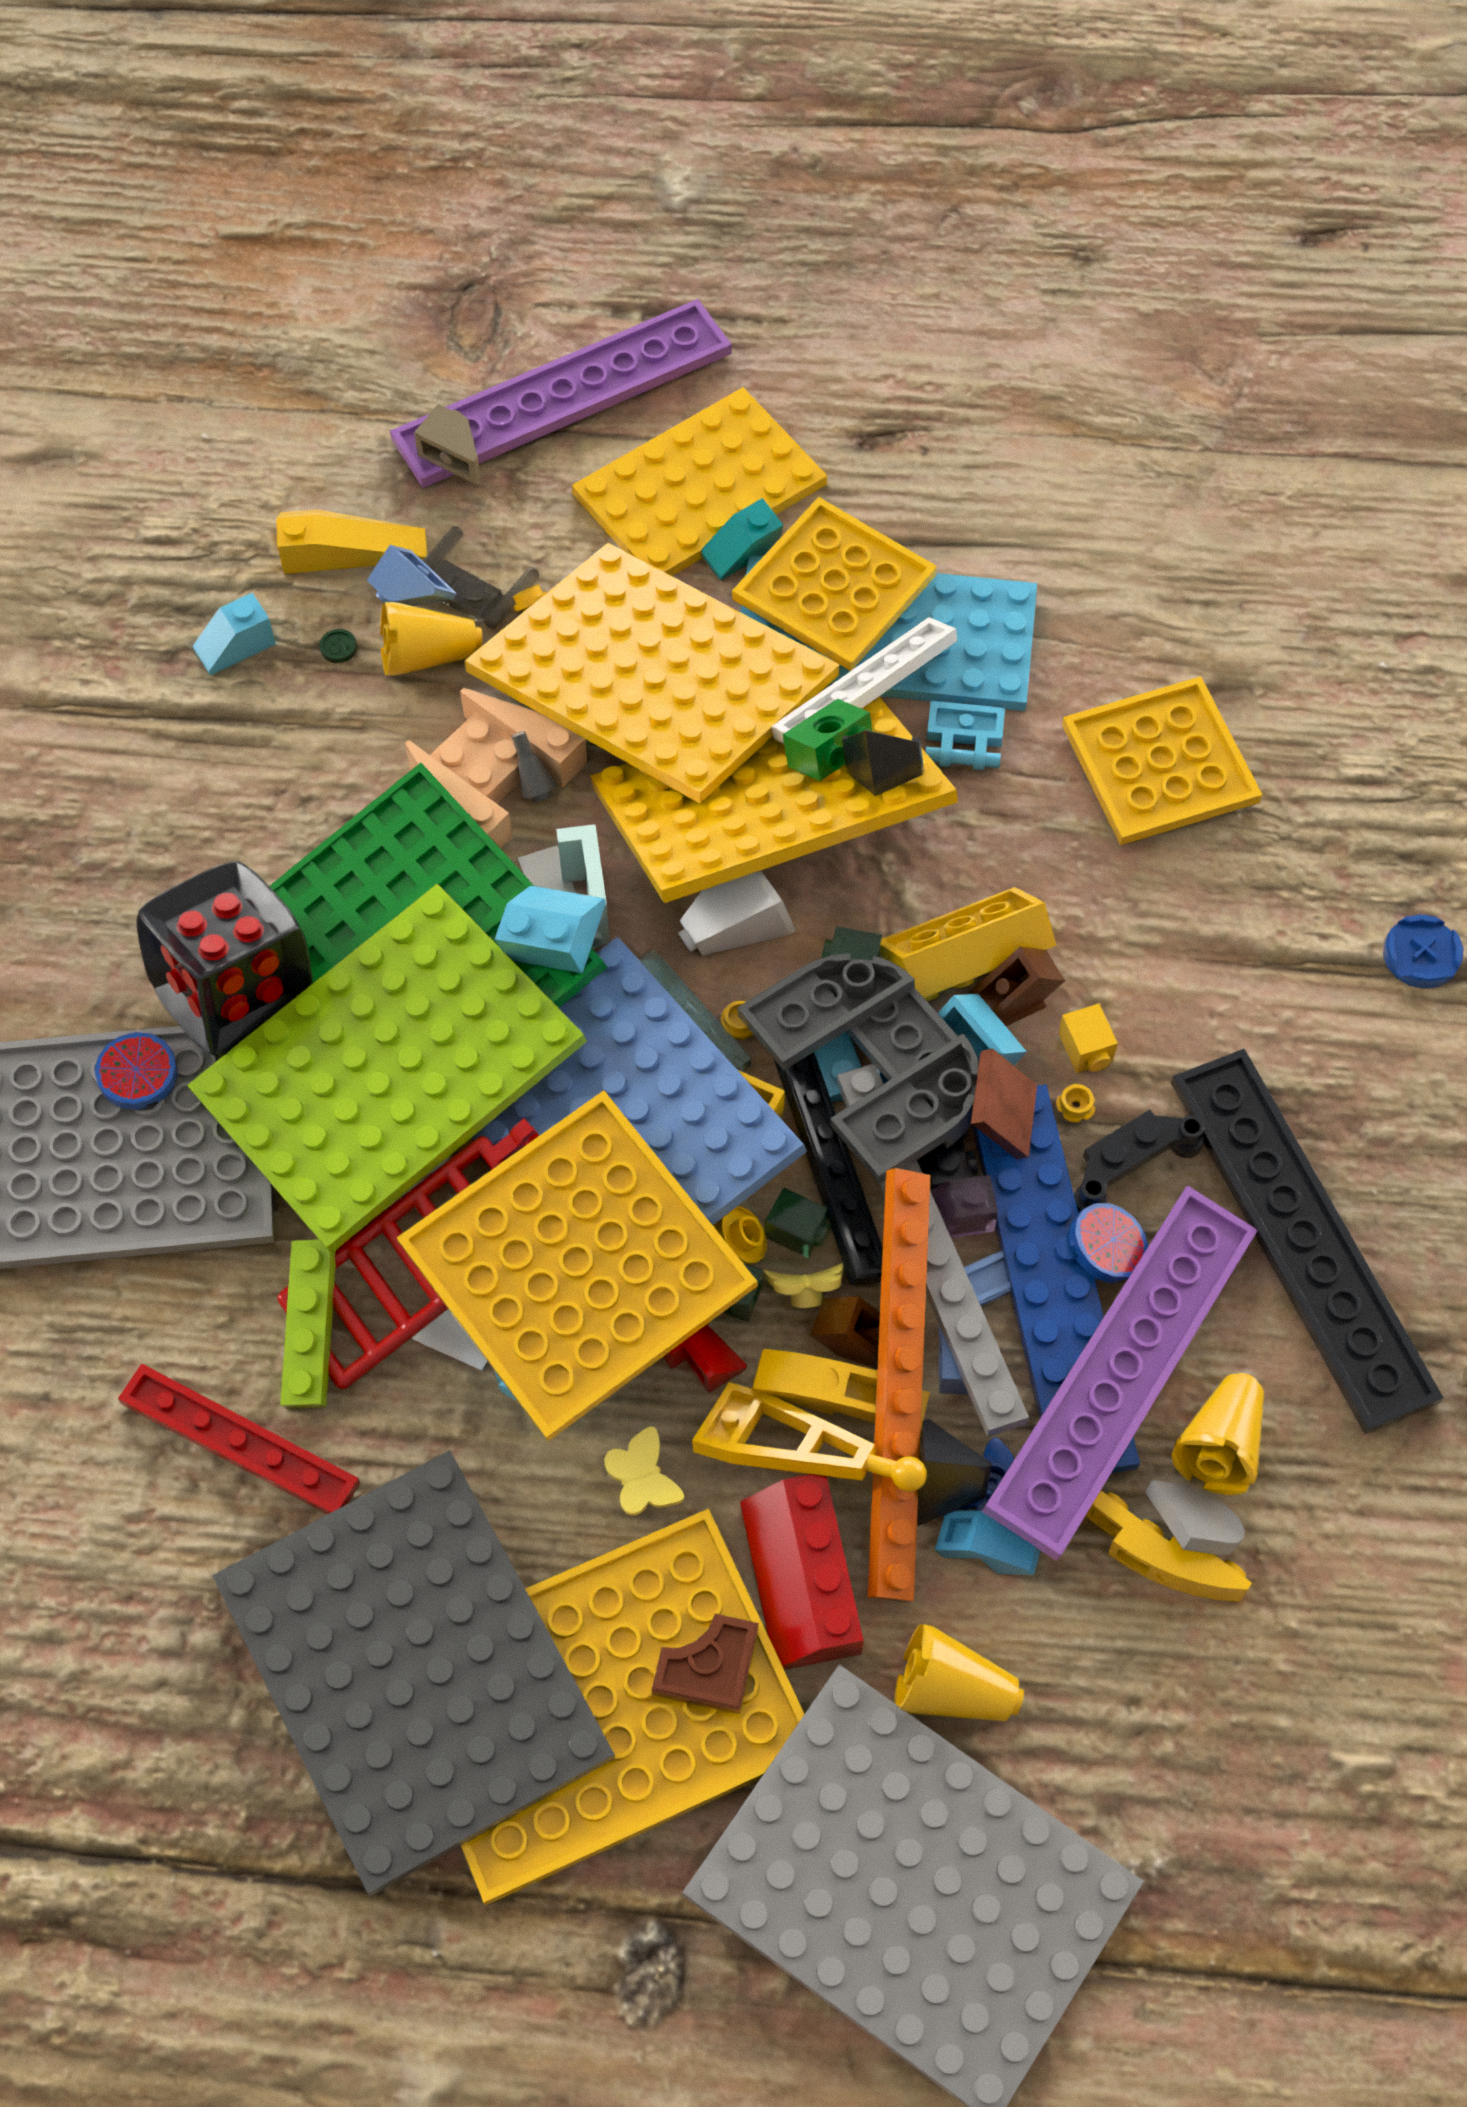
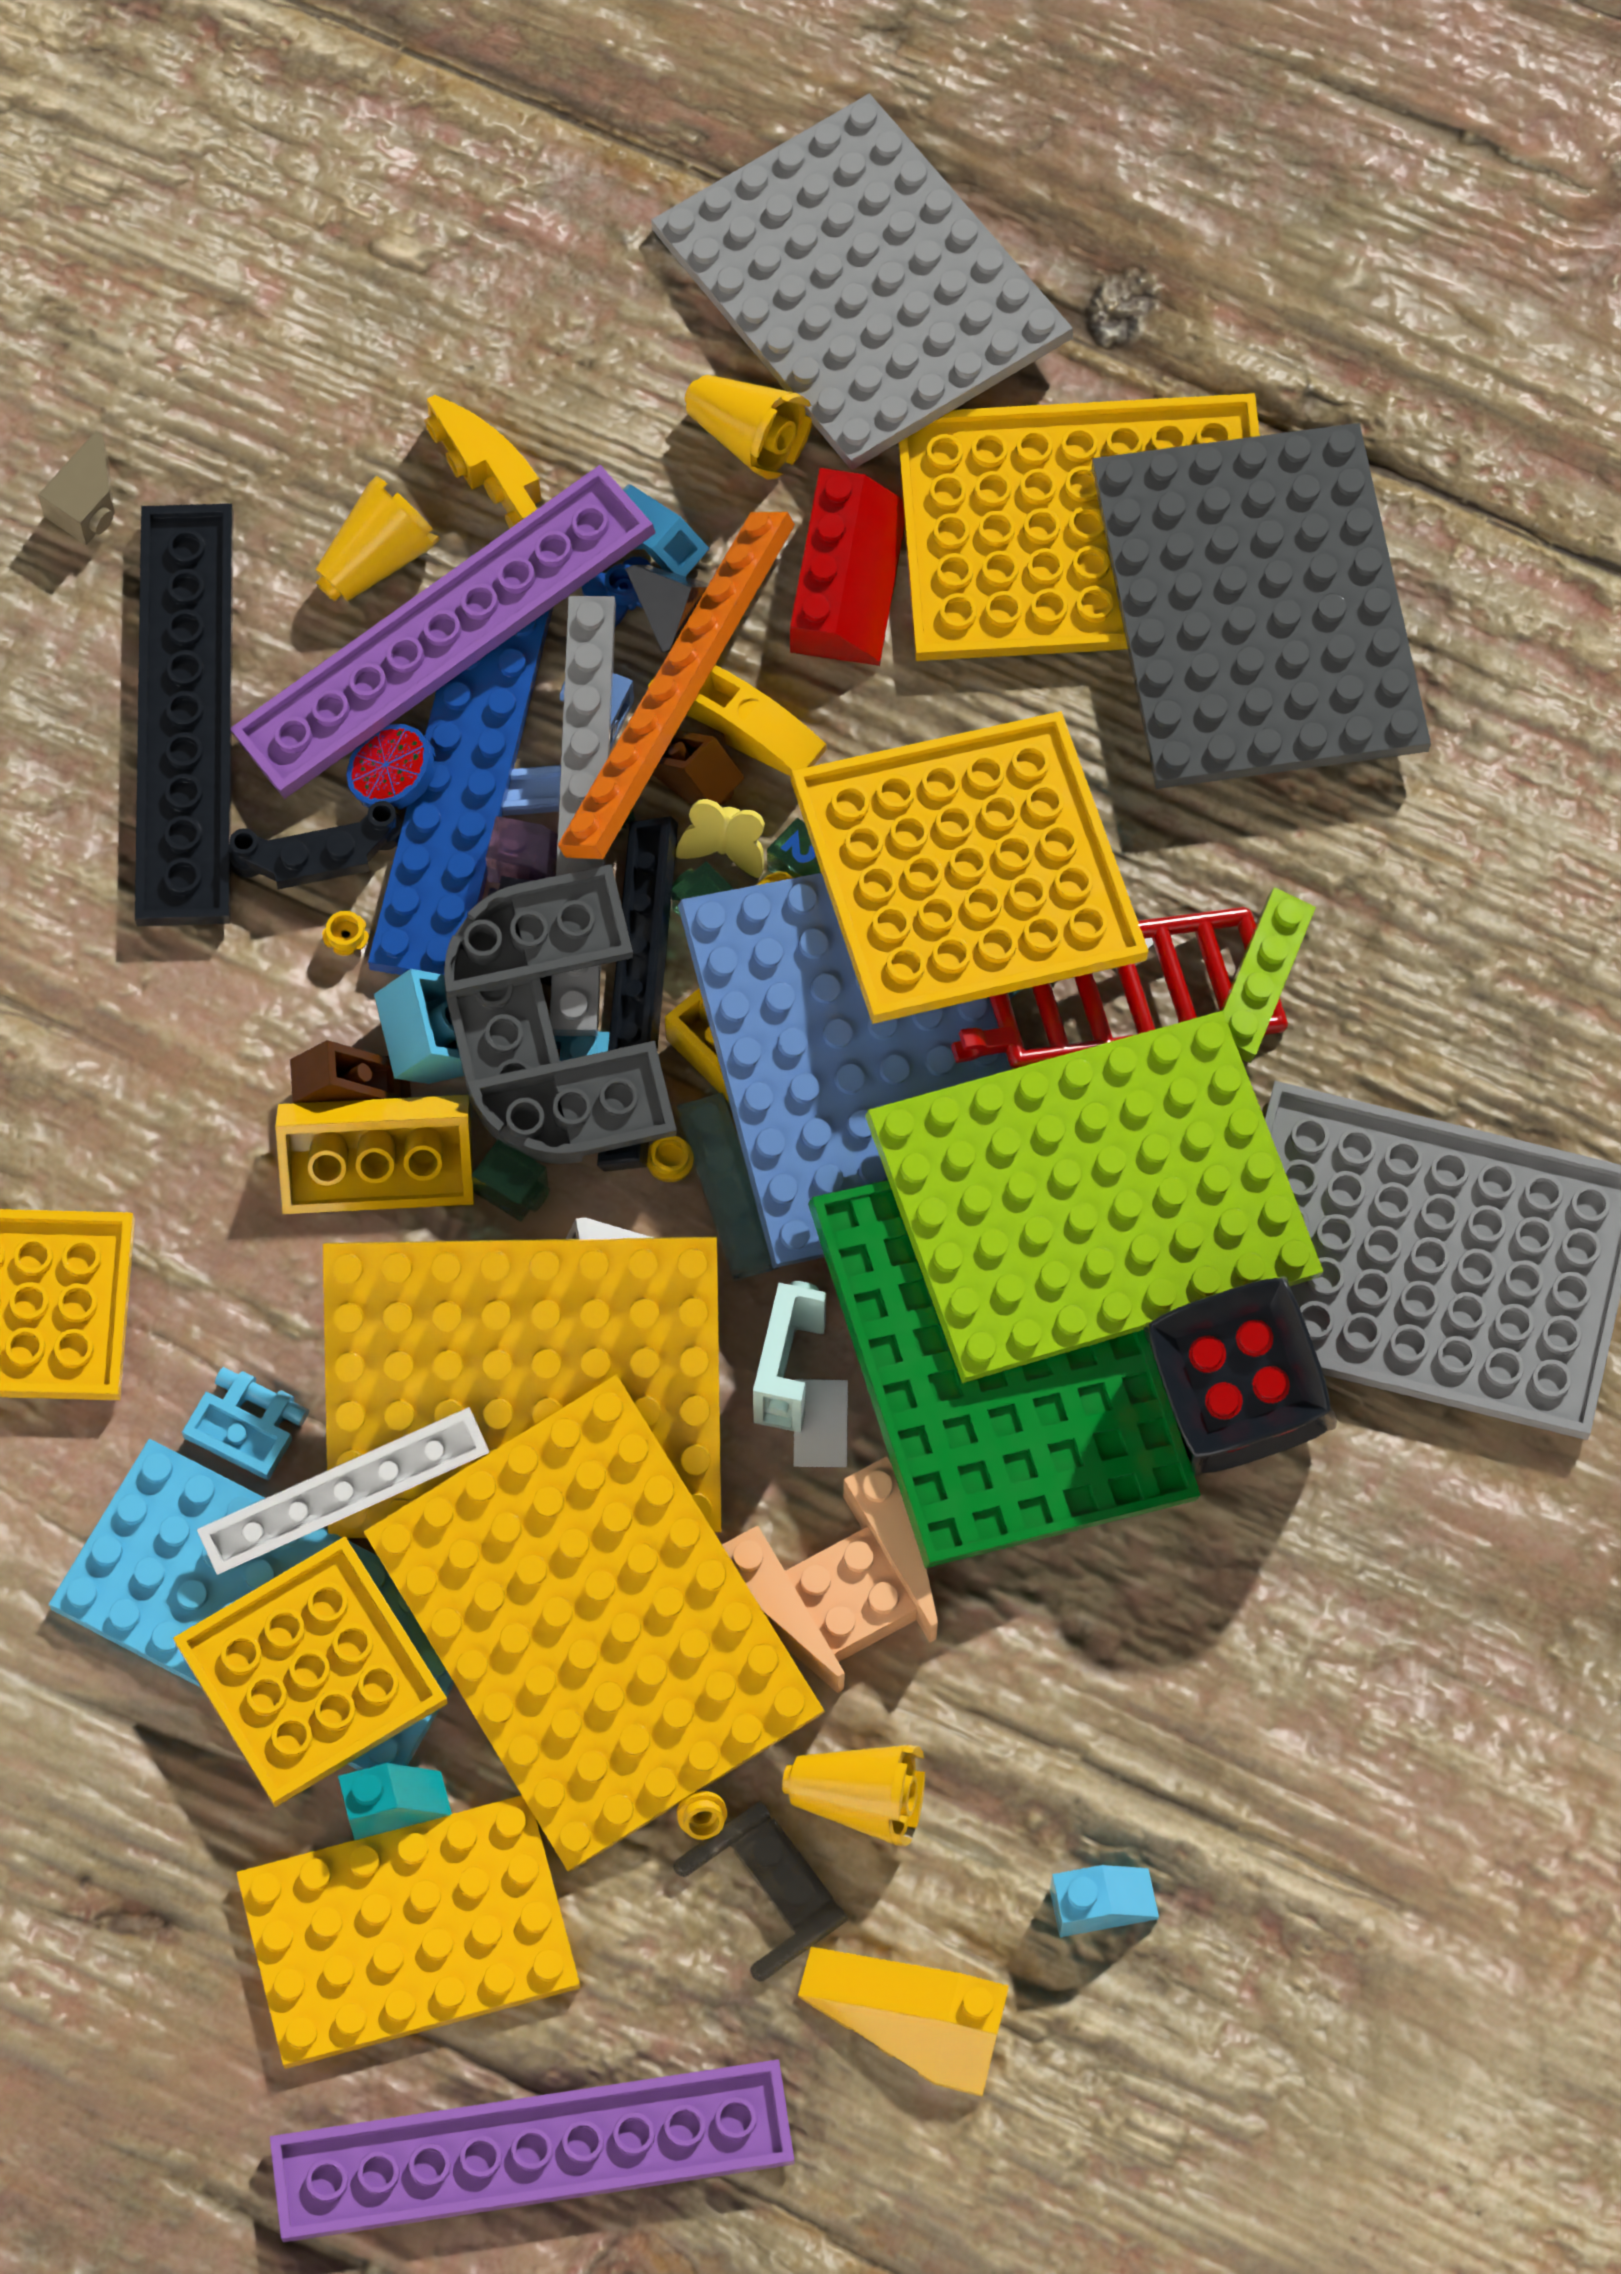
camera: 160 degrees left, 5 degrees up
(136, 1070) = (1376, 1316): tile -> none
(238, 1440) = (1370, 886): red plate -> none
(338, 646) = (970, 1851): dark green piece -> none
(407, 579) = (848, 1881): medium blue slope -> none
(448, 443) = (723, 2081): dark tan slope -> none
(534, 777) = (790, 1539): dark grey cone -> none
(550, 928) = (856, 1250): medium azure slope -> none
(641, 1475) = (969, 698): light yellow animal -> none
(712, 1668) = (972, 505): copper tile -> none
(740, 1409) = (860, 721): yellow plate -> none
(816, 743) = (412, 1410): green brick -> none
(882, 760) = (396, 1303): black slope -> none
(1004, 1104) = (437, 913): copper tile -> none
(1088, 1039) = (297, 992): yellow brick -> none
(1196, 1518) = (445, 474): light grey tile -> none

